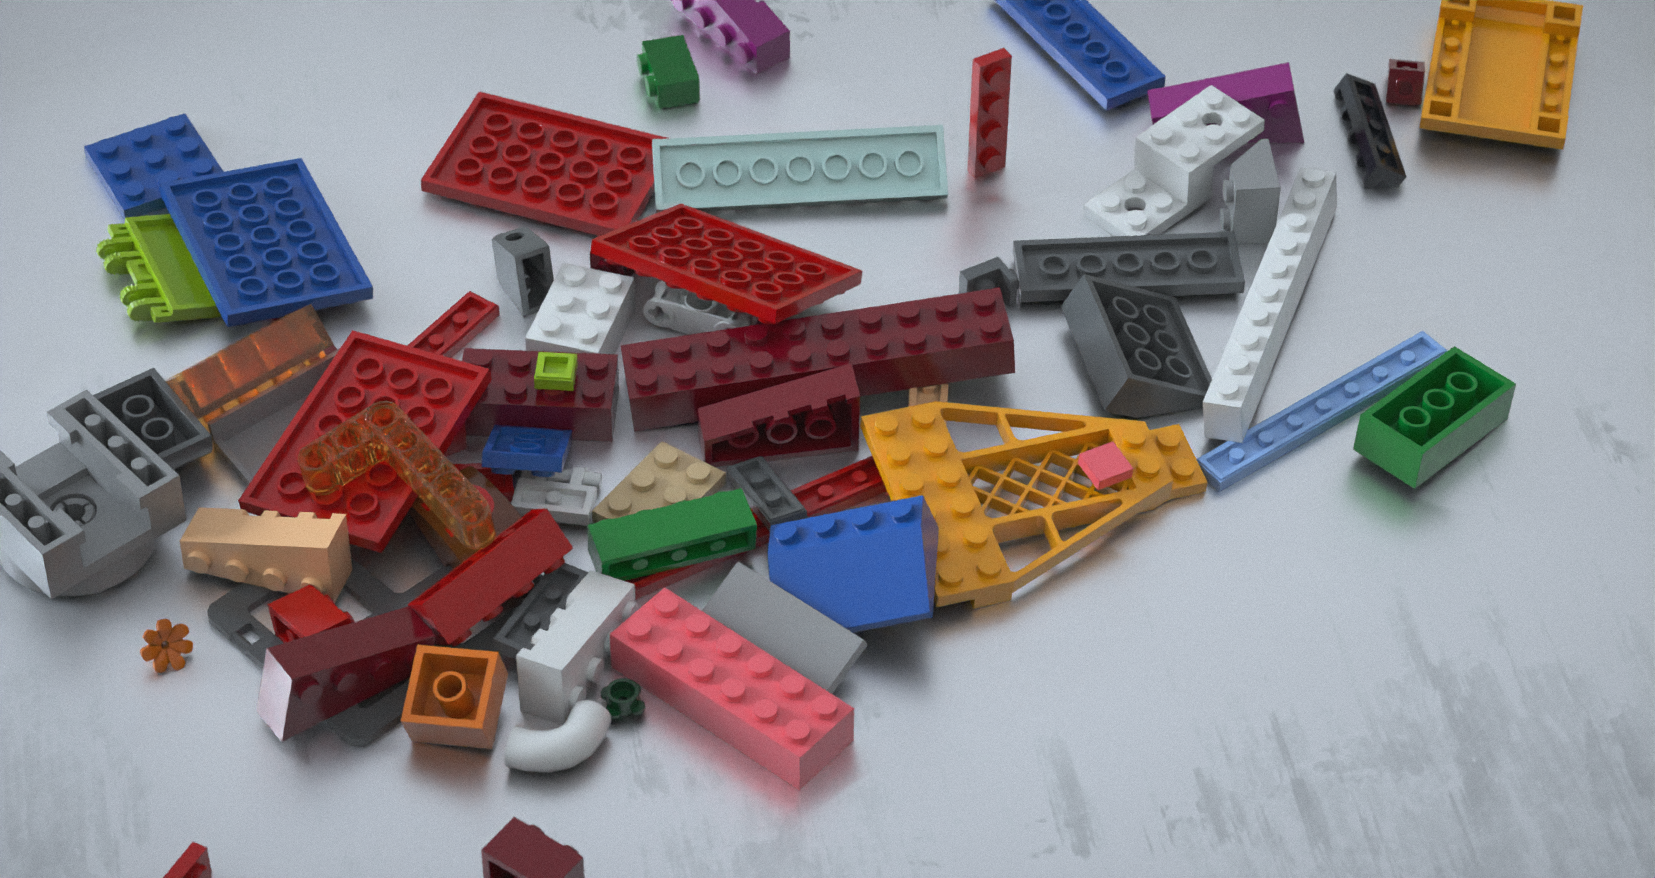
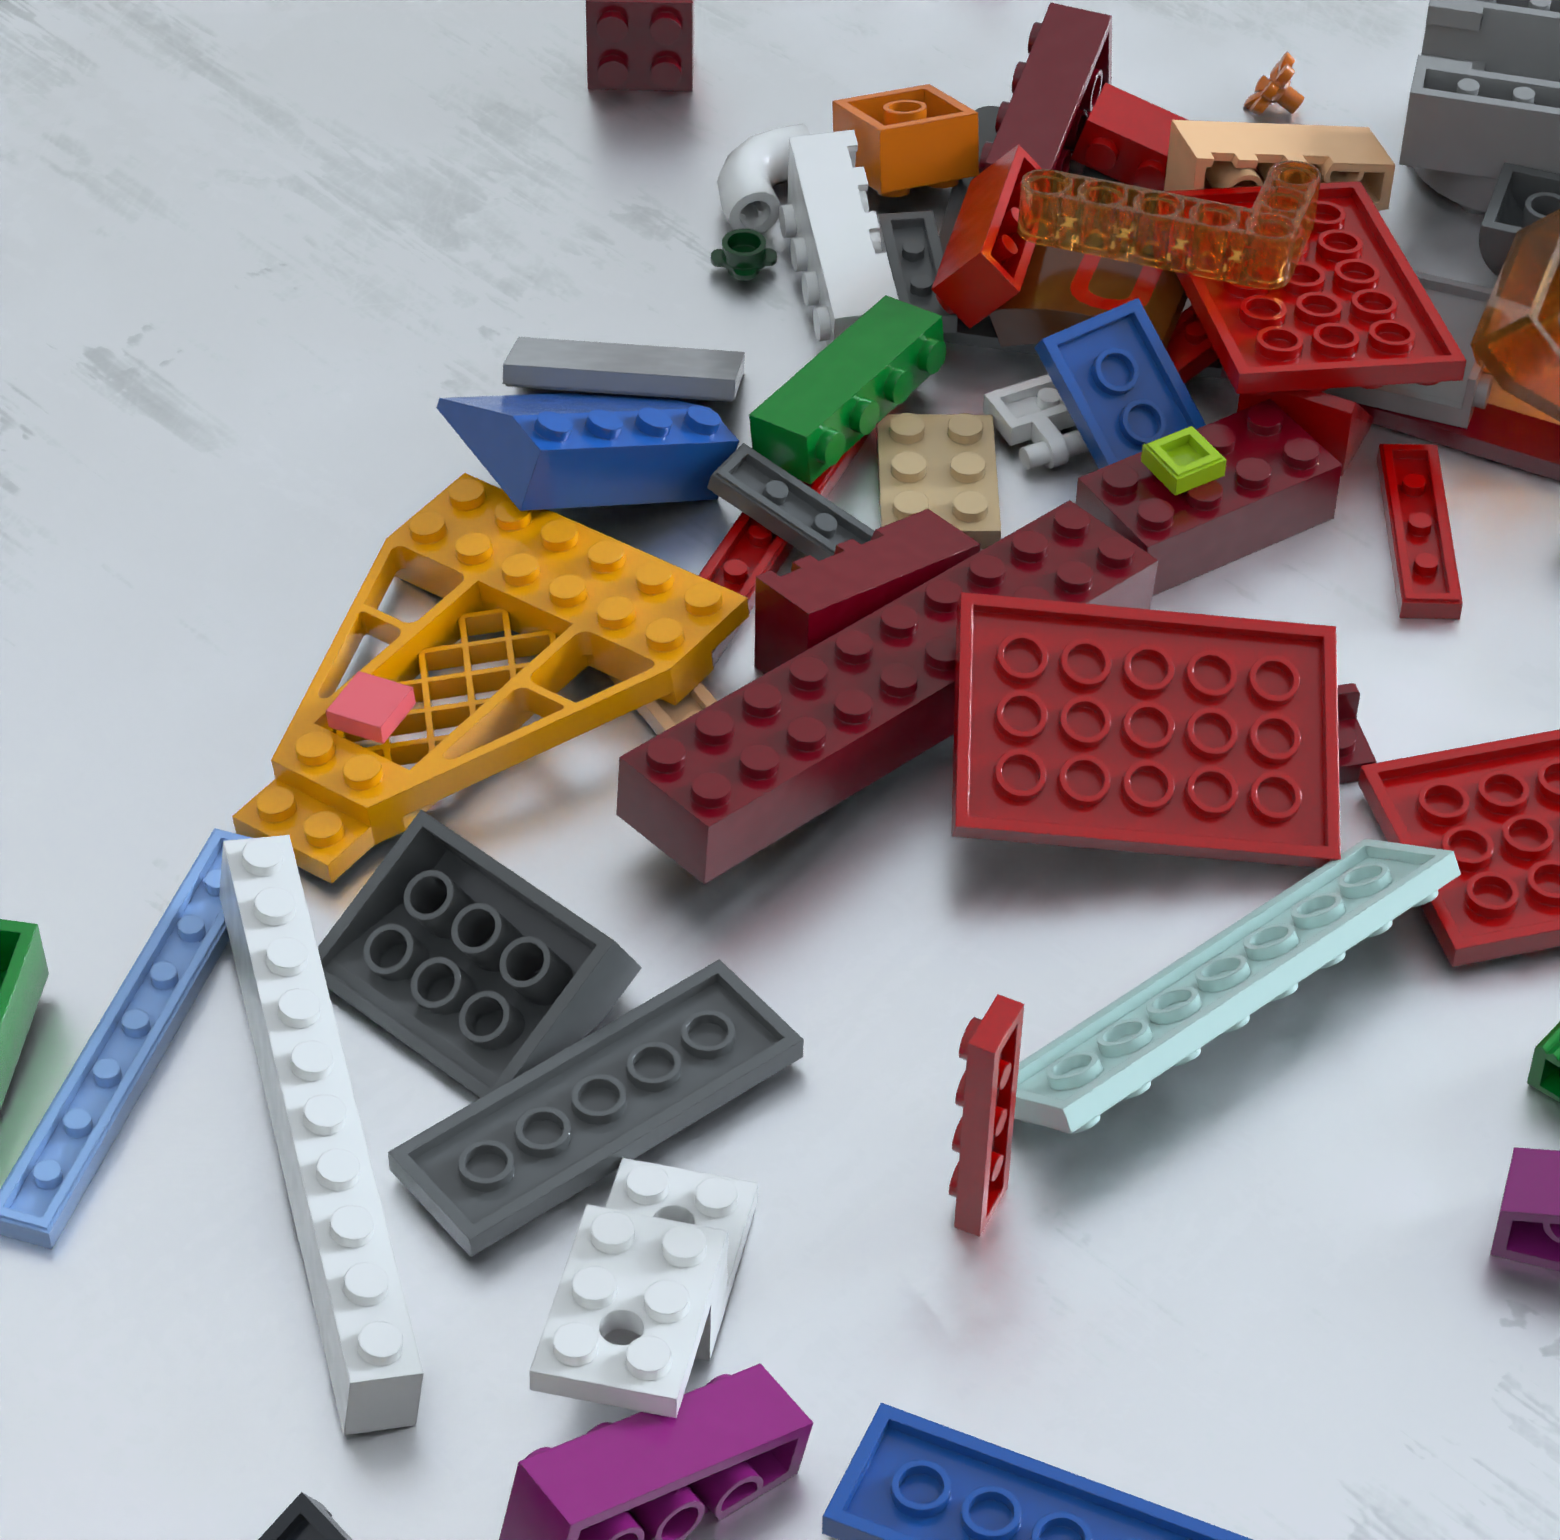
camera: 145 degrees right, 0 degrees up
(519, 257) = (1422, 632): dark grey torso -> none
(583, 312) = (1261, 574): white brick -> none
(732, 688) = (625, 291): coral brick -> none
(988, 276) = (785, 960): dark grey bracket -> none
(1252, 196) = (467, 1284): light grey slope -> none

